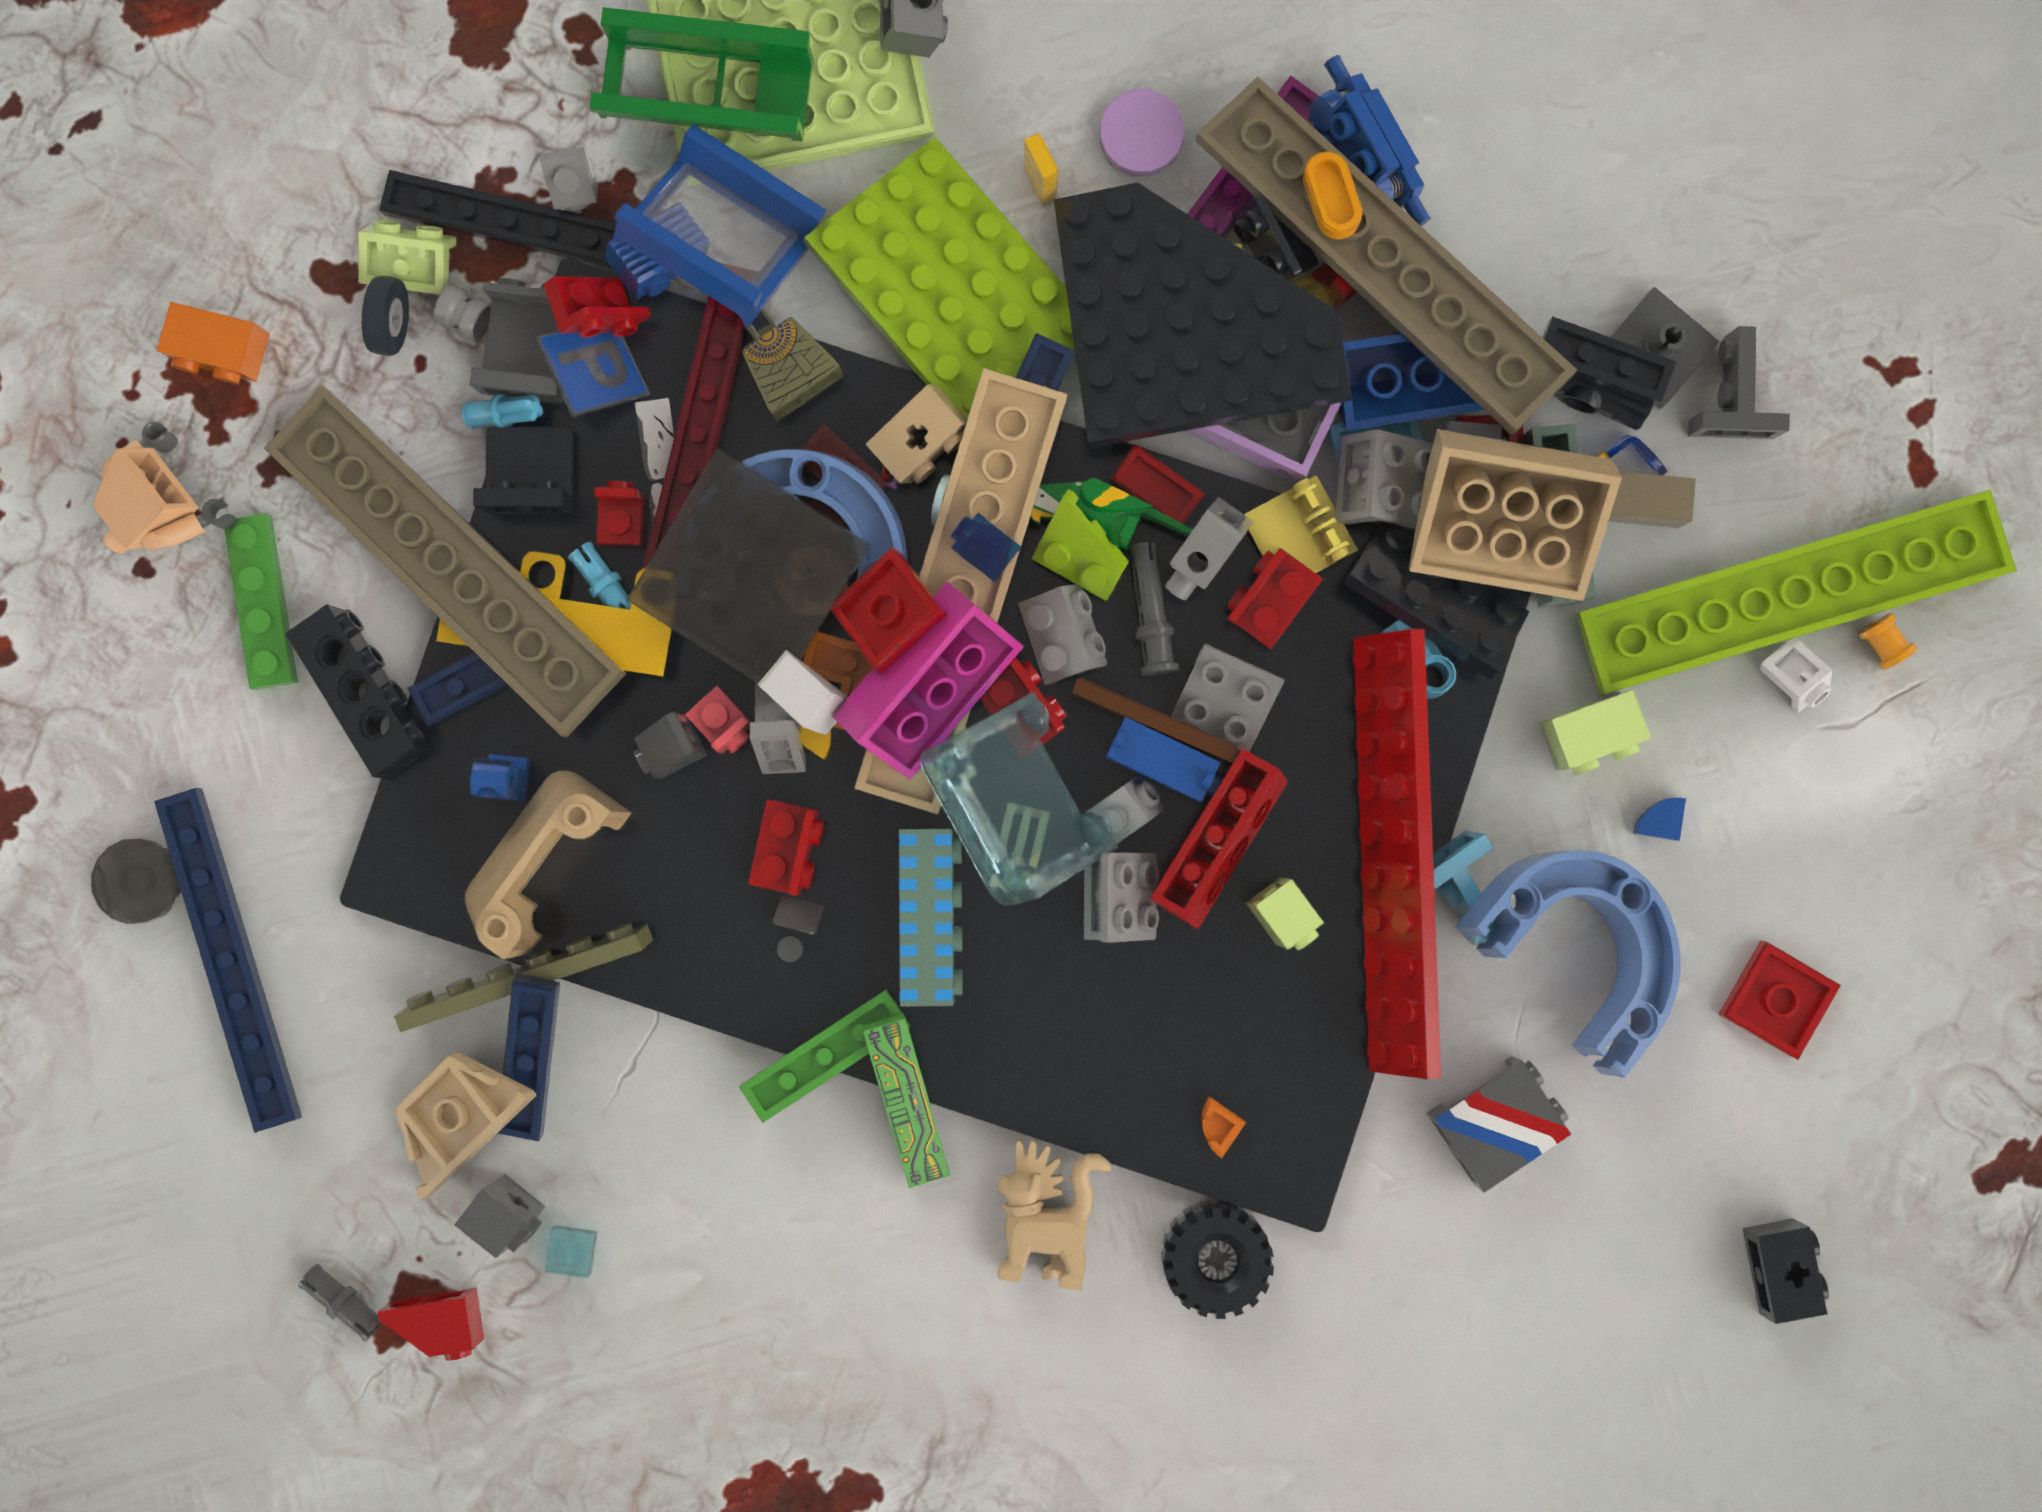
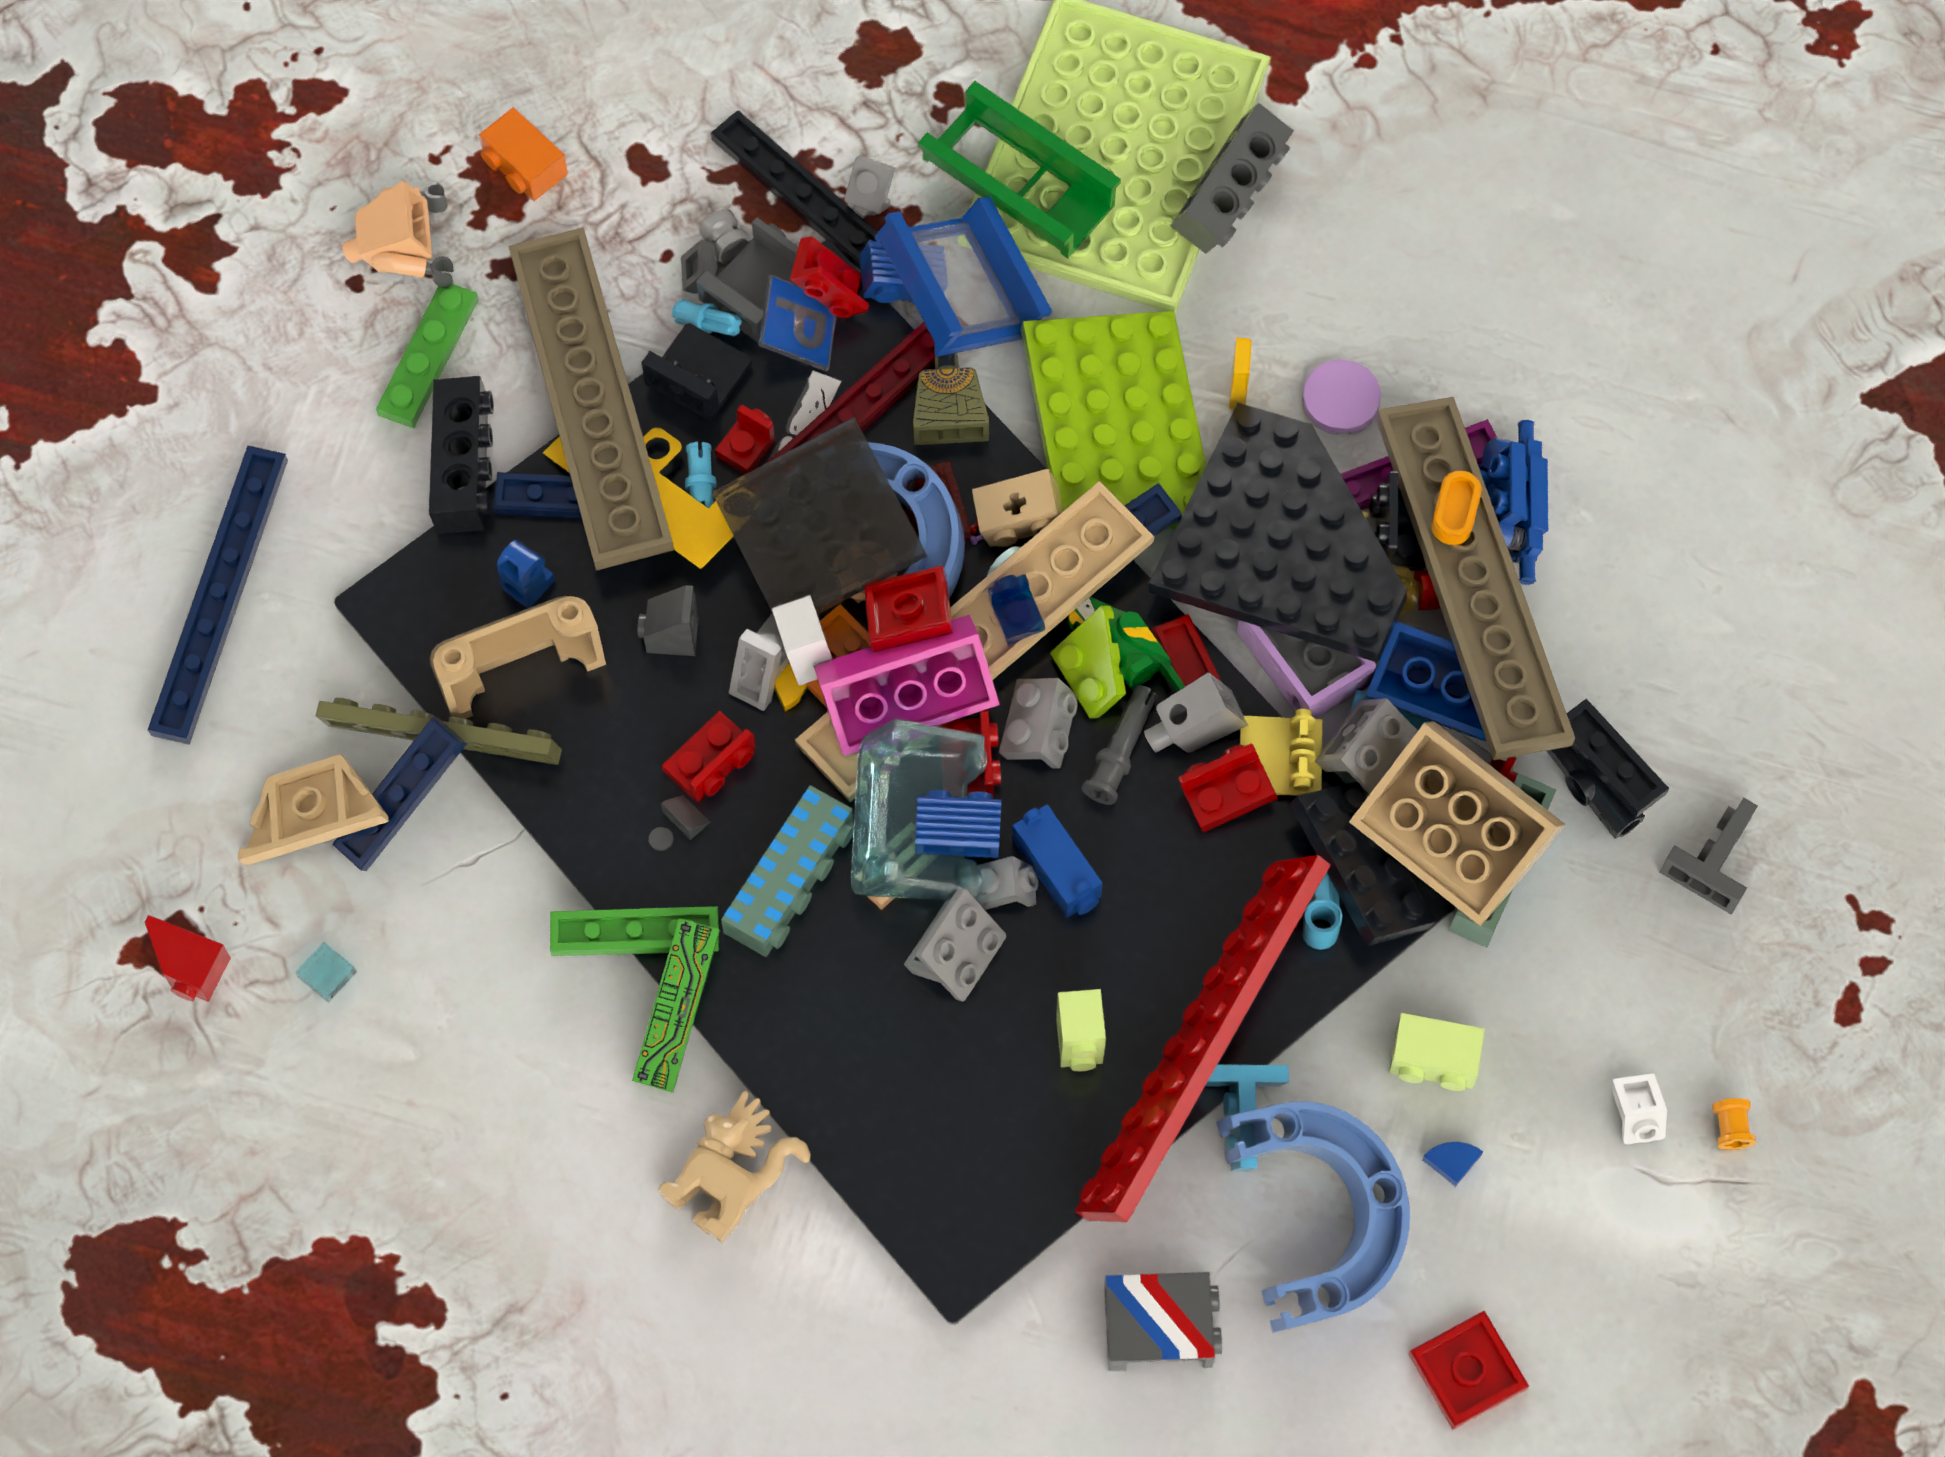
camera: 30 degrees right, 20 degrees down
(135, 881) = (189, 498): clear smoke tile -> none
(340, 1302) = (120, 900): dark grey pin -> none
(385, 315) = (665, 203): black bush -> none
(412, 256) = (706, 175): yellowish green bracket -> none
(457, 359) = (696, 262): none -> dark grey plate
(501, 1217) = (295, 899): dark grey brick -> none
(720, 721) = (721, 633): coral bracket -> none
(1059, 788) = (958, 824): none -> blue brick
(1157, 721) = (1044, 793): reddish brown tile -> none
(1219, 1126) = (921, 1181): orange tile -> none
(1220, 839) = (1064, 944): red brick -> none
(1227, 697) = (1140, 845): light grey hinge -> none
(1243, 1271) = (833, 1267): black bush -> none
(1649, 456) = (1592, 839): clear blue piece -> none
(1654, 500) = (1580, 888): dark tan brick -> none
(1668, 332) = (1691, 787): dark grey tile -> none
(1795, 592) = (1678, 1040): lime plate -> none

